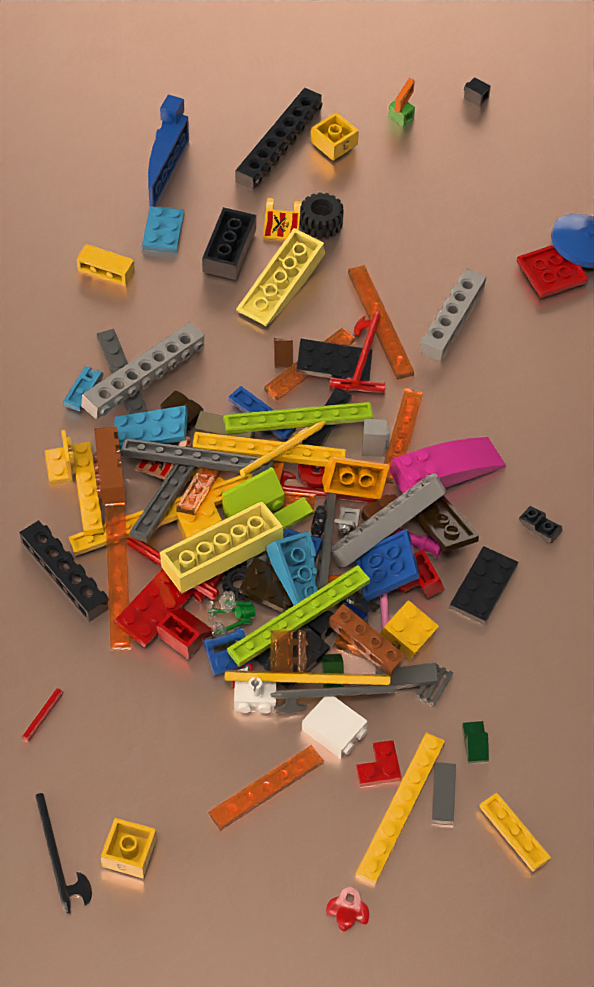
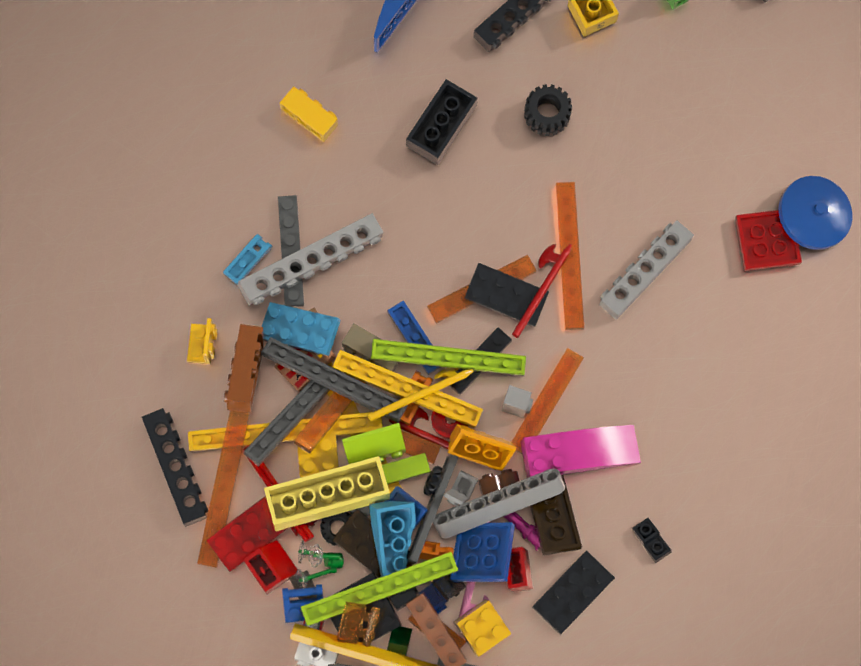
camera: 15 degrees right, 20 degrees up
(42, 714) = (116, 615): red bar -> none
(87, 489) = (216, 407): yellow plate -> none
(163, 229) = (380, 81): dark azure plate -> none
(178, 399) = (335, 306): dark brown brick -> none
(280, 223) = (505, 106): flag -> none
(282, 277) = (482, 180): light yellow slope -> none
(283, 352) = (459, 267): reddish brown slope -> none
(365, 386) = (528, 331): red pin -> none

